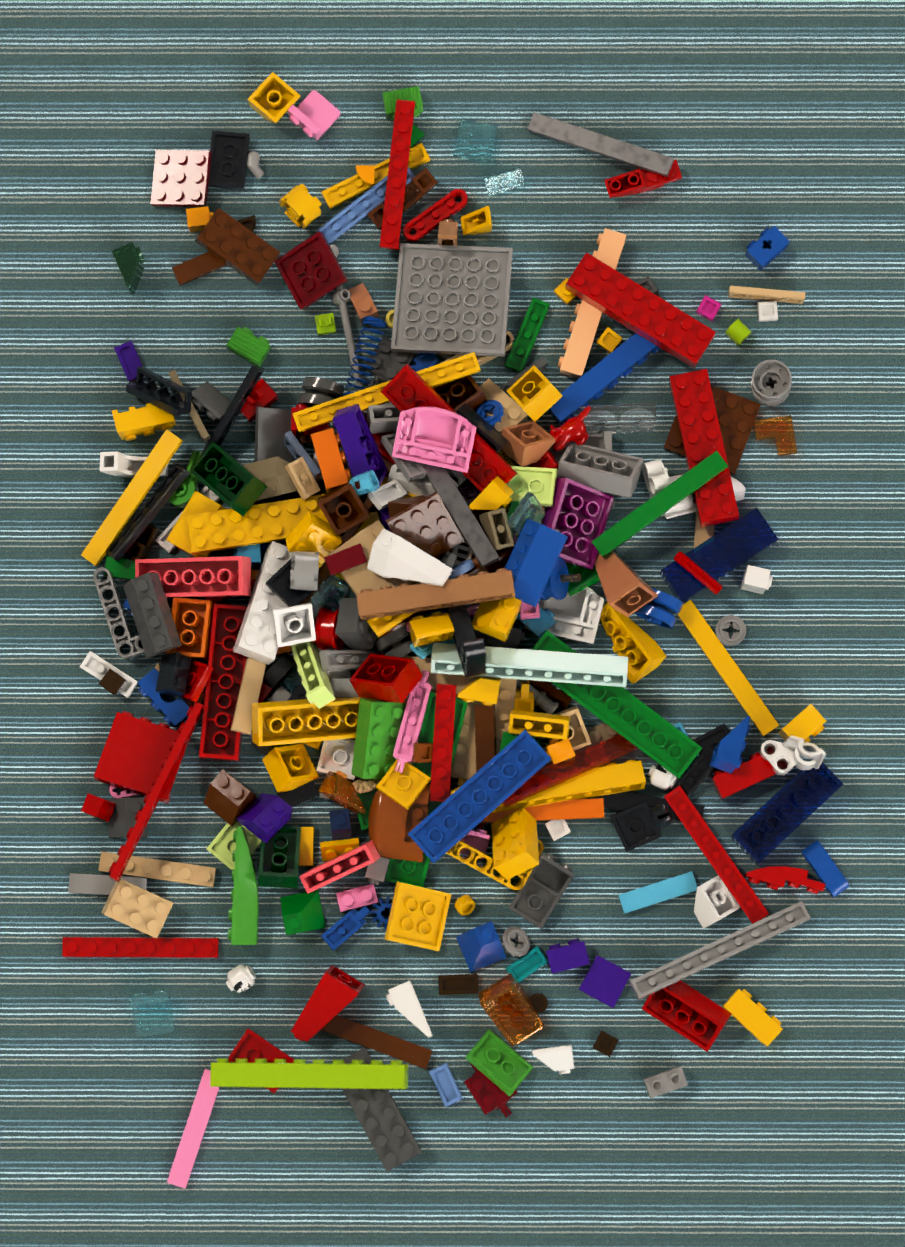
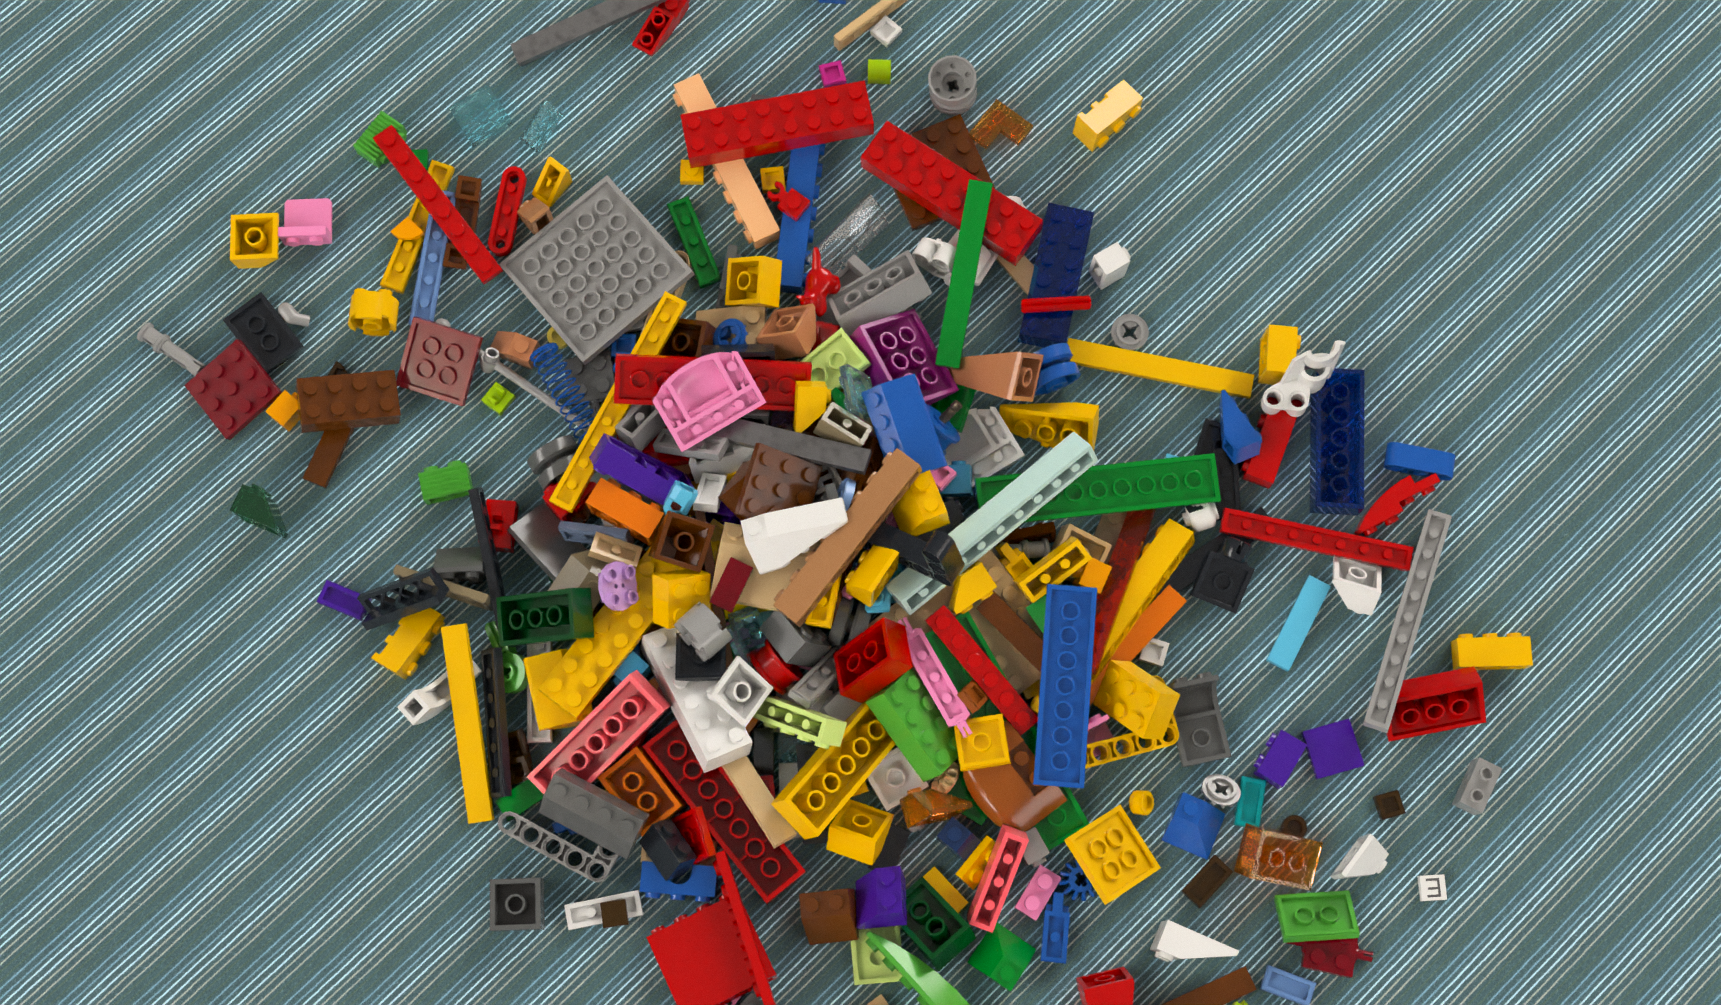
camera: 50 degrees left, 5 degrees down
(64, 625) = (517, 904): none -> dark grey brick
(165, 113) = (162, 344): none -> light grey pin
(289, 501) = (618, 586): none -> lavender plate
(582, 1112) = (1432, 887): none -> white tile
(603, 366) = (791, 202): none -> red plate
(848, 488) = (1107, 116): none -> yellow wedge

